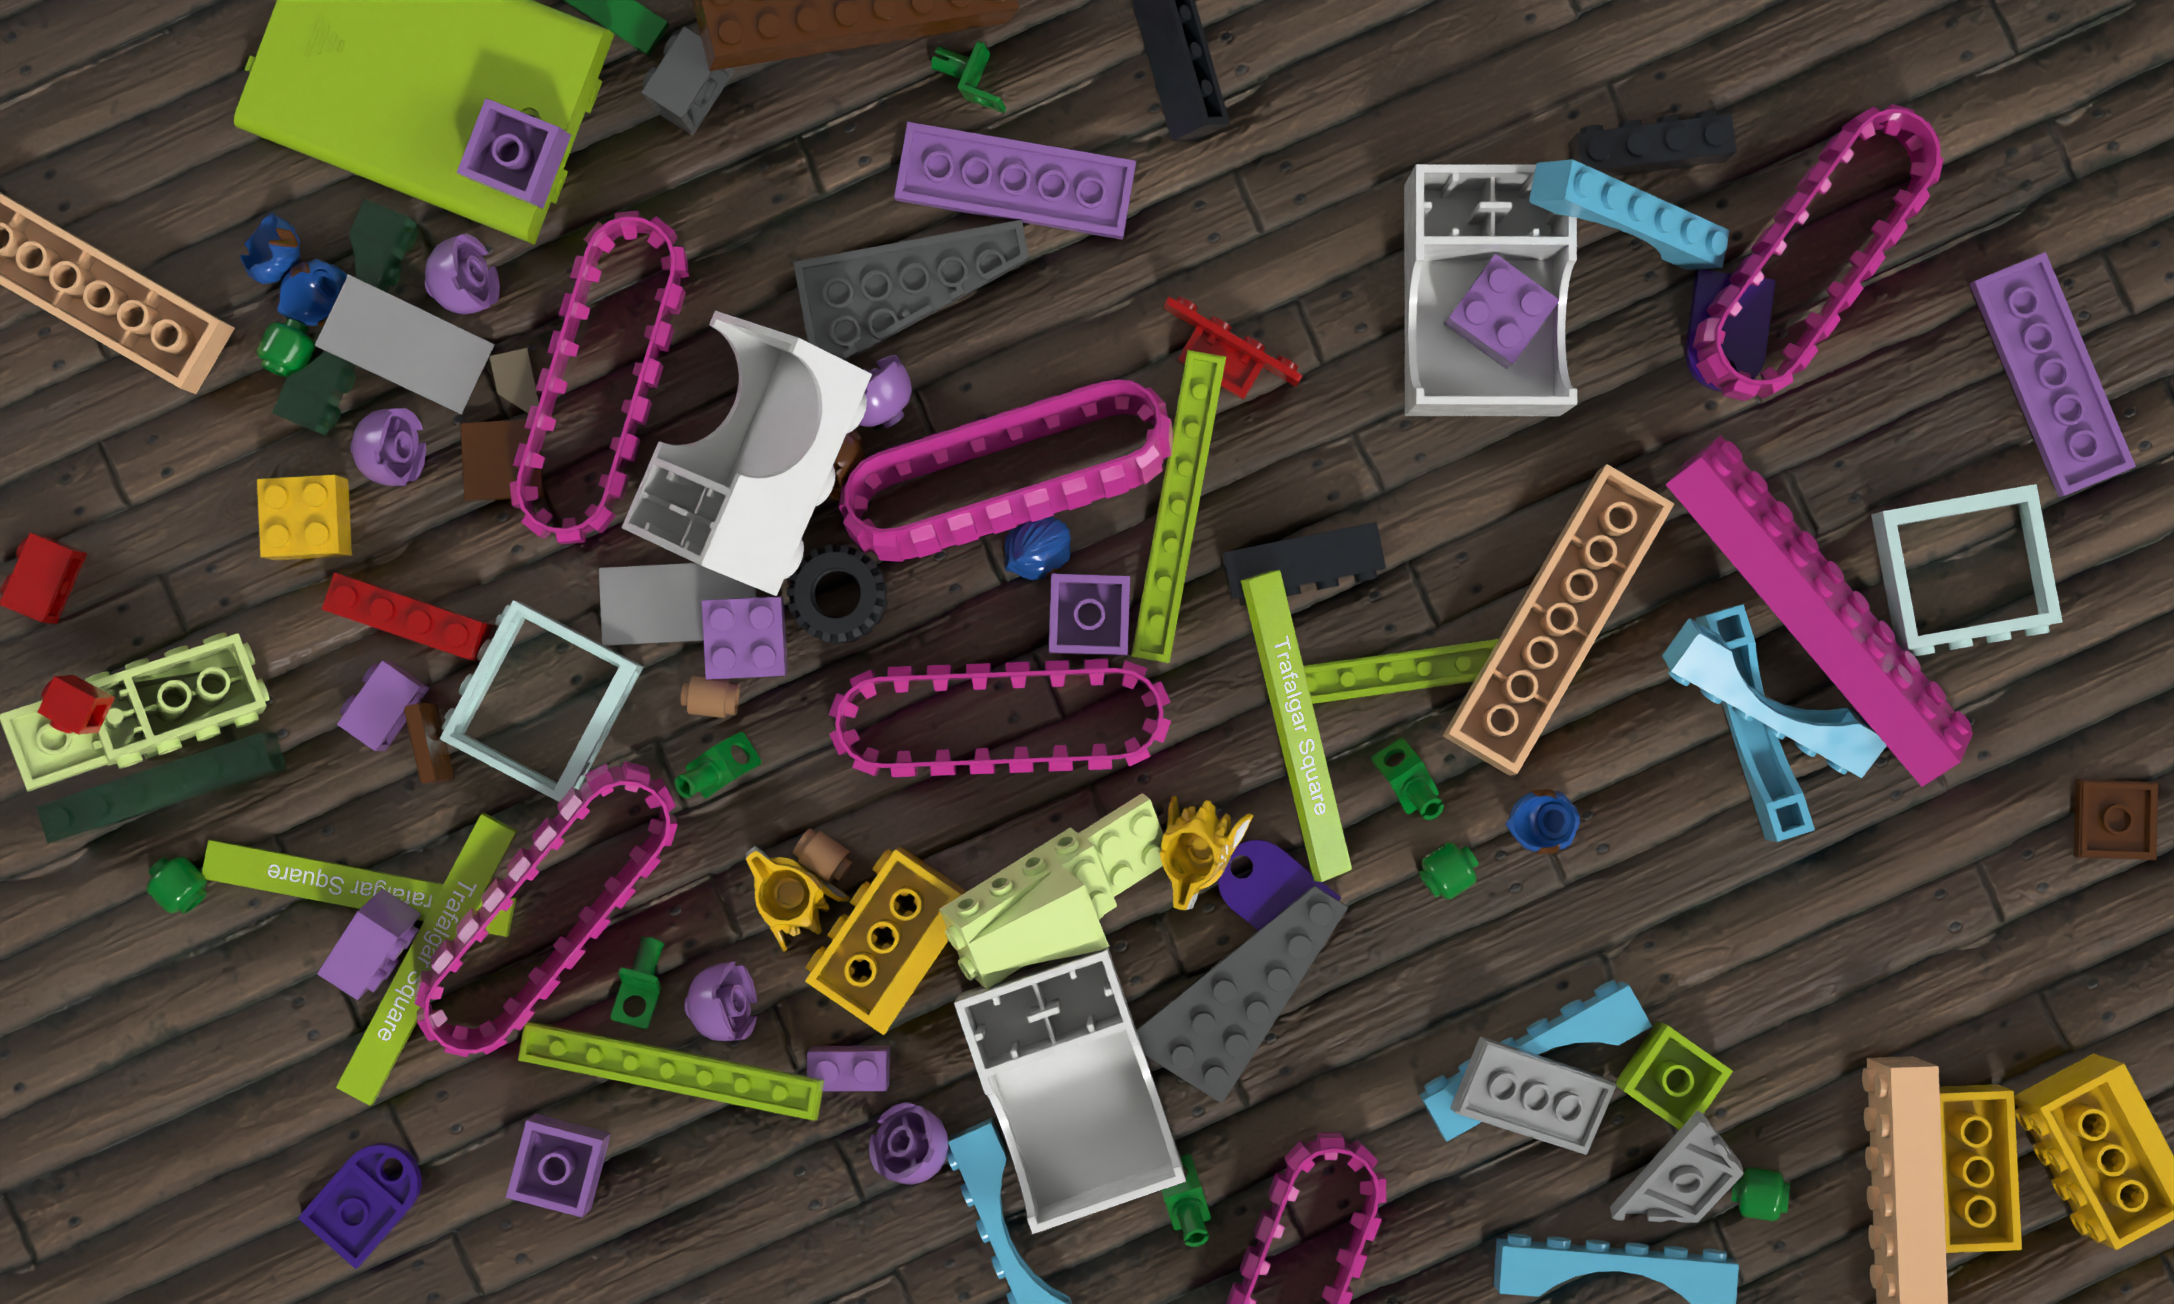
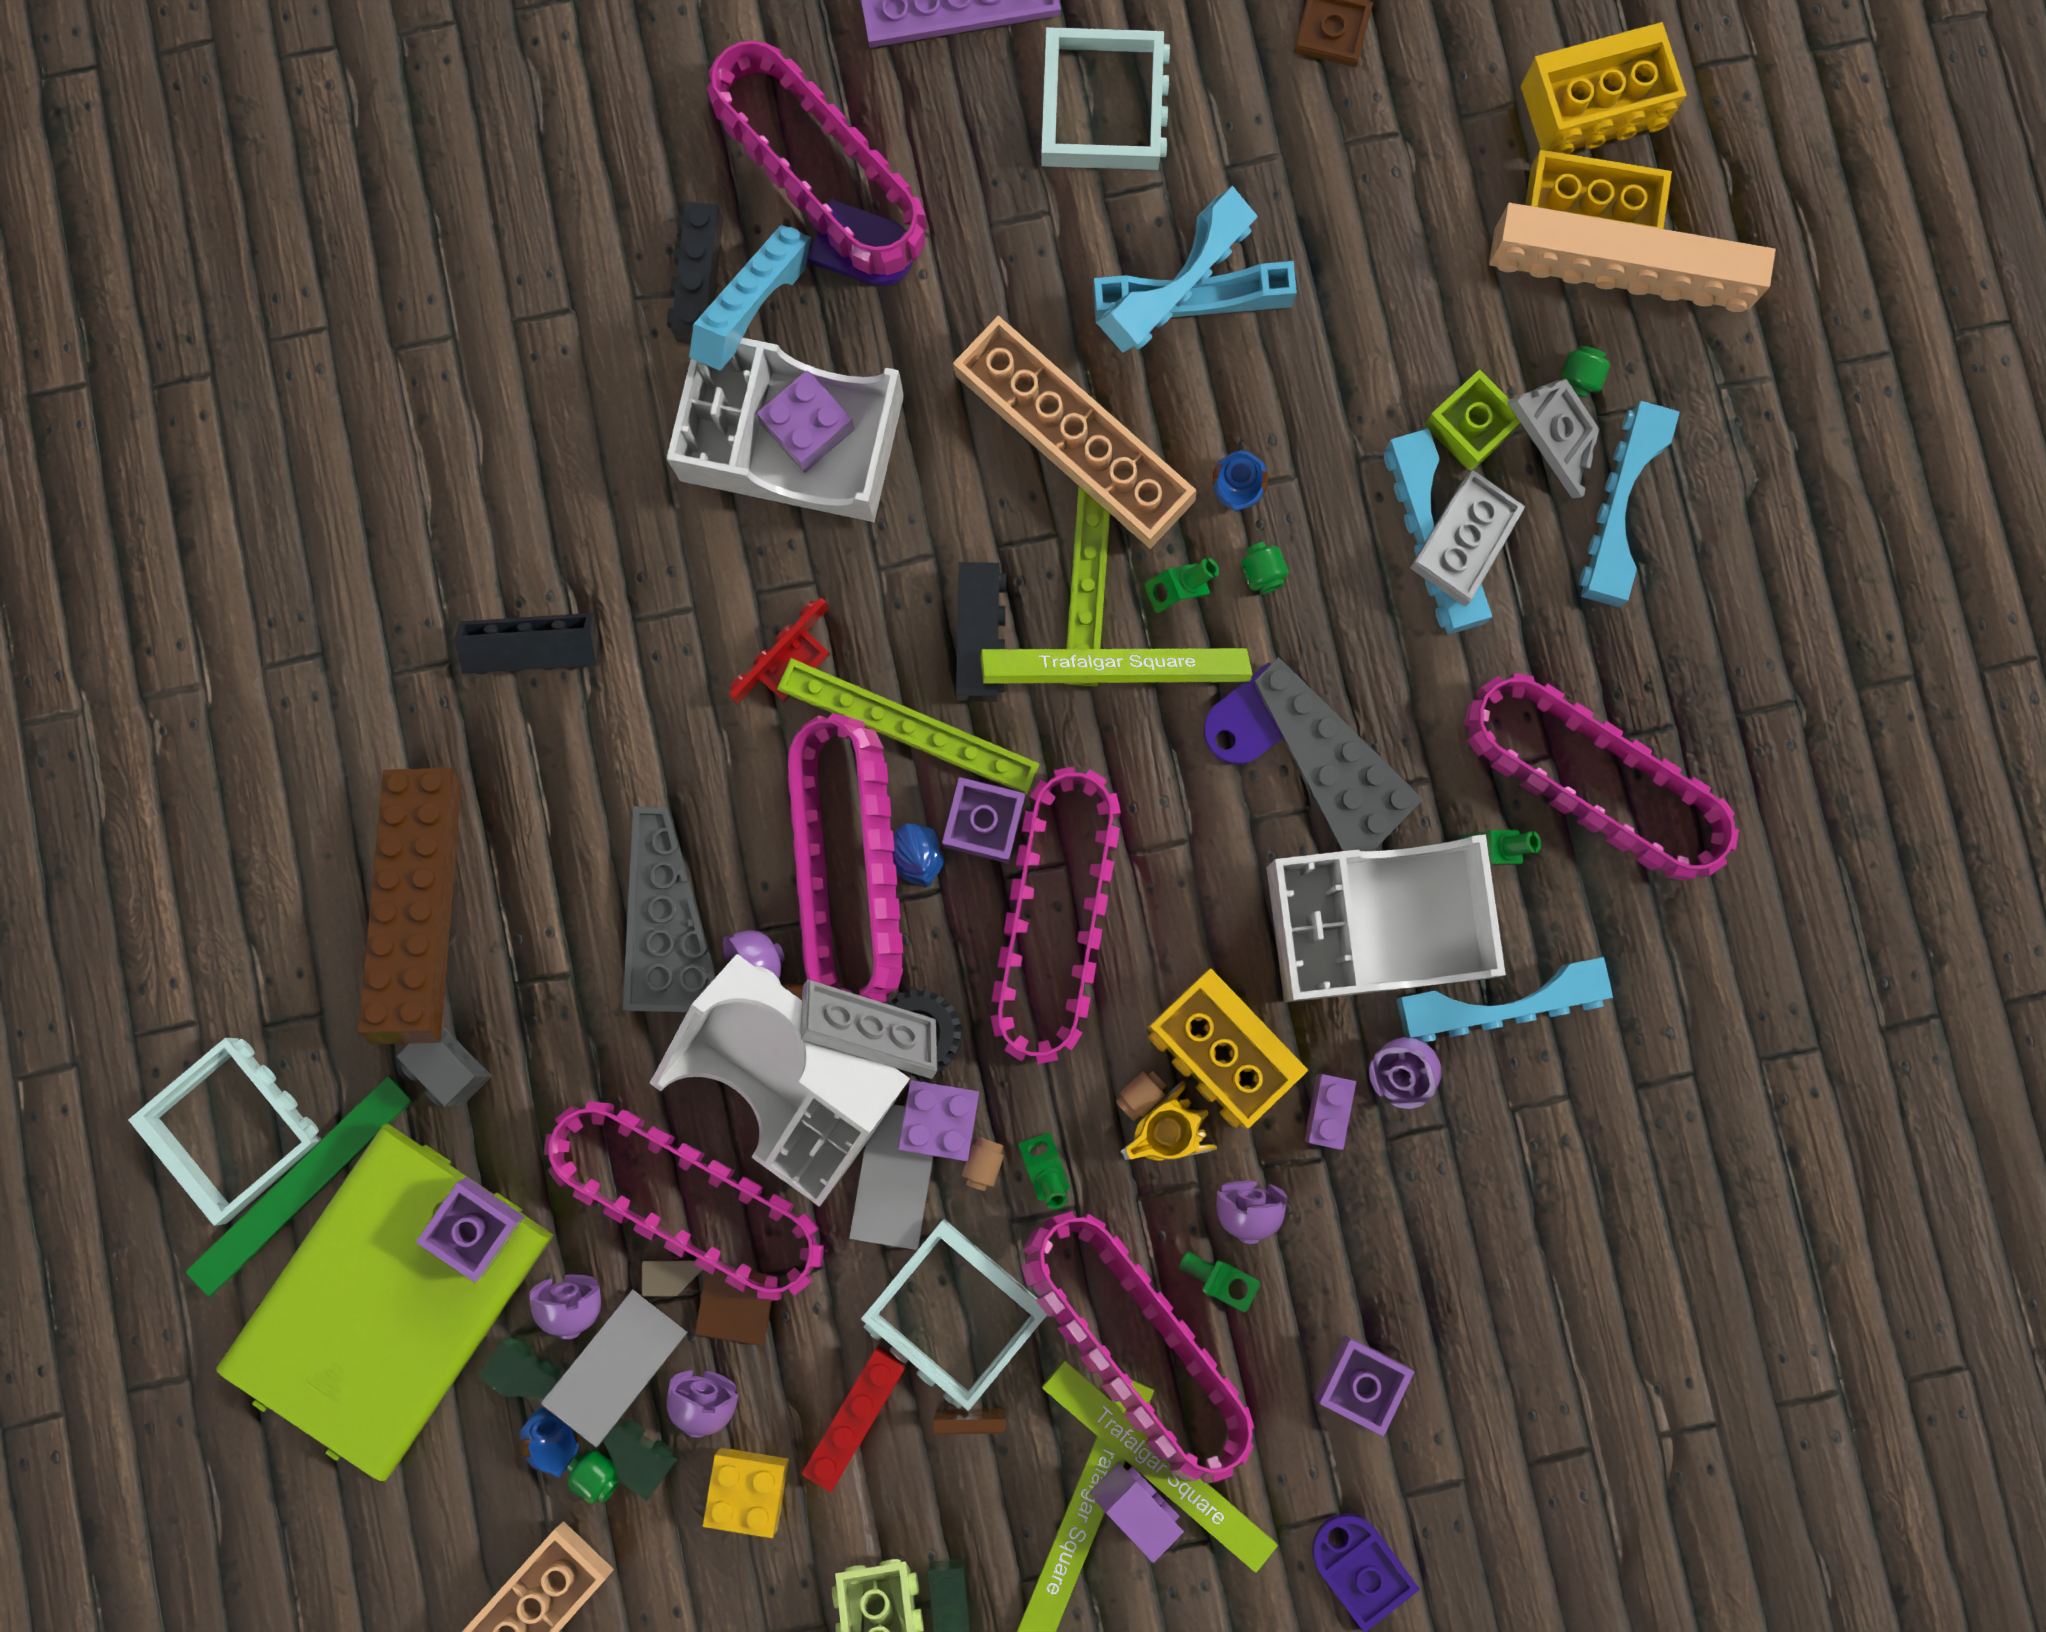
camera: 75 degrees left, 5 degrees down
(271, 250) = (502, 1471): blue hair -> none
(378, 709) = (927, 1458): medium lavender brick -> none
(671, 1070) = (1300, 1267): lime tile -> none
(821, 538) = (868, 1029): none -> light grey tile
(969, 71) = (494, 824): green bracket -> none
(1015, 180) = (598, 805): medium lavender plate -> none
(1053, 896) = (1219, 899): yellowish green wedge -> none
(1197, 849) = (1203, 771): yellow piece -> none
(1822, 610) = (1112, 217): dark pink brick -> none

